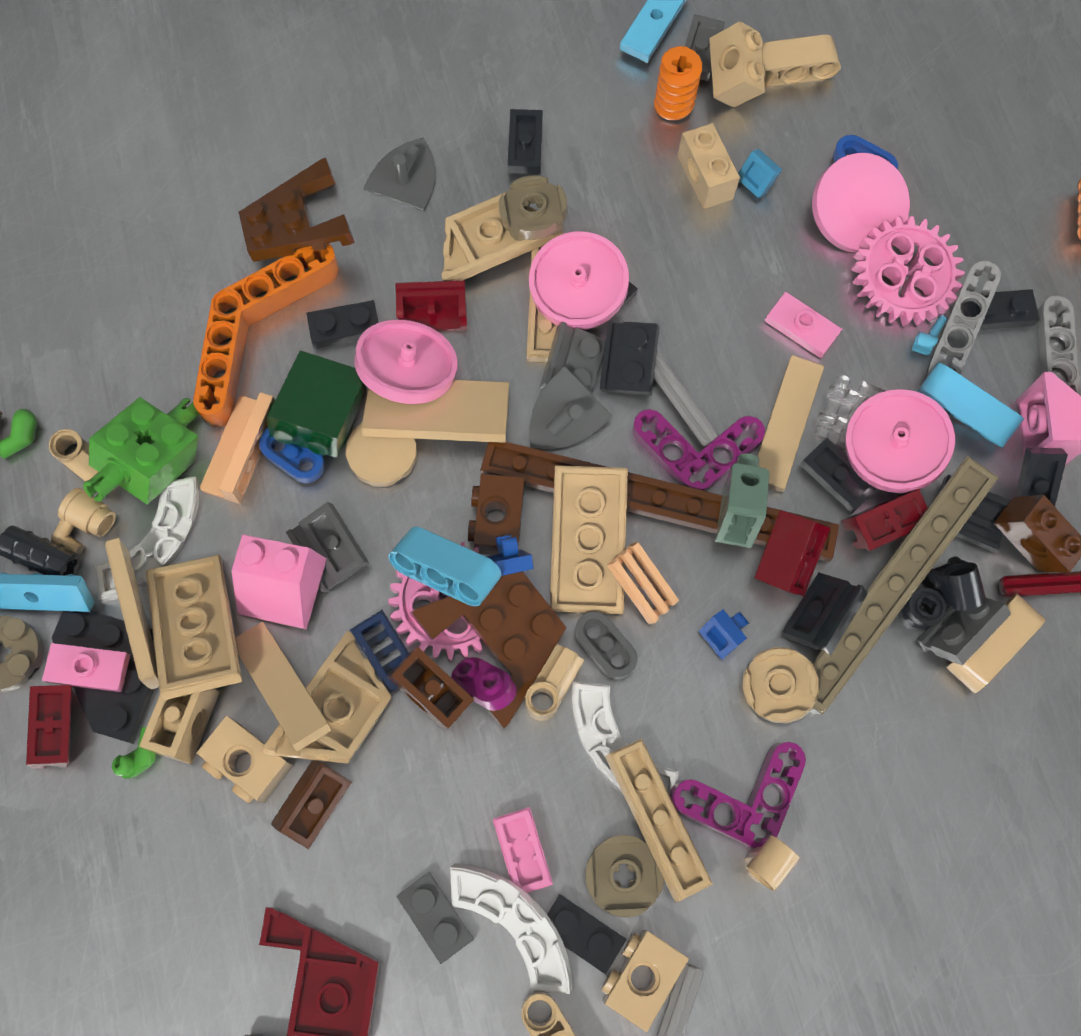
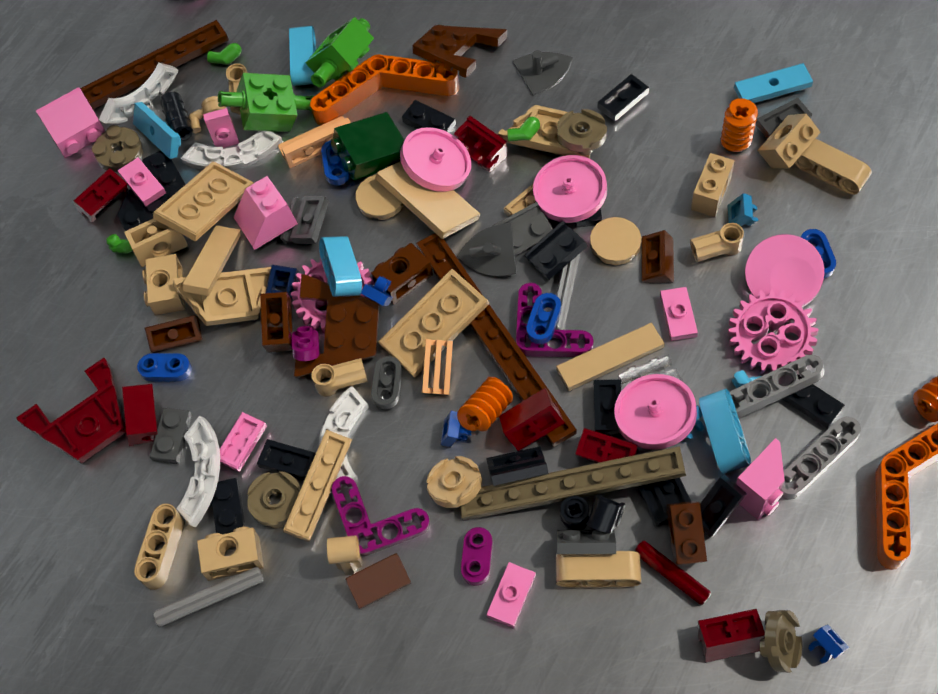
camera: 55 degrees right, 10 degrees down
(120, 361) = (301, 46): none -> medium azure beam
(120, 522) = (221, 128): none -> bright pink plate
(133, 612) = (187, 167): tan tile -> none
(171, 323) = (340, 51): none -> bright green brick
(343, 851) = (163, 367): none -> blue plate
(378, 929) = (139, 414): none -> dark red hinge
(475, 254) = (526, 131): none -> bright green arm
(593, 822) = (286, 459): none -> black plate
(670, 299) = (615, 240): none -> tan tile
(699, 440) = (543, 320): none -> blue plate
(725, 285) = (657, 258): none -> reddish brown slope
(737, 579) = (485, 405): none -> orange piece
(743, 502) = (527, 364): sand green torso -> none
(771, 222) = (717, 243): none -> tan piece
(816, 850) = (378, 581): none -> reddish brown slope
(873, 739) = (477, 555): none -> magenta plate
(944, 744) = (511, 595): none -> bright pink plate

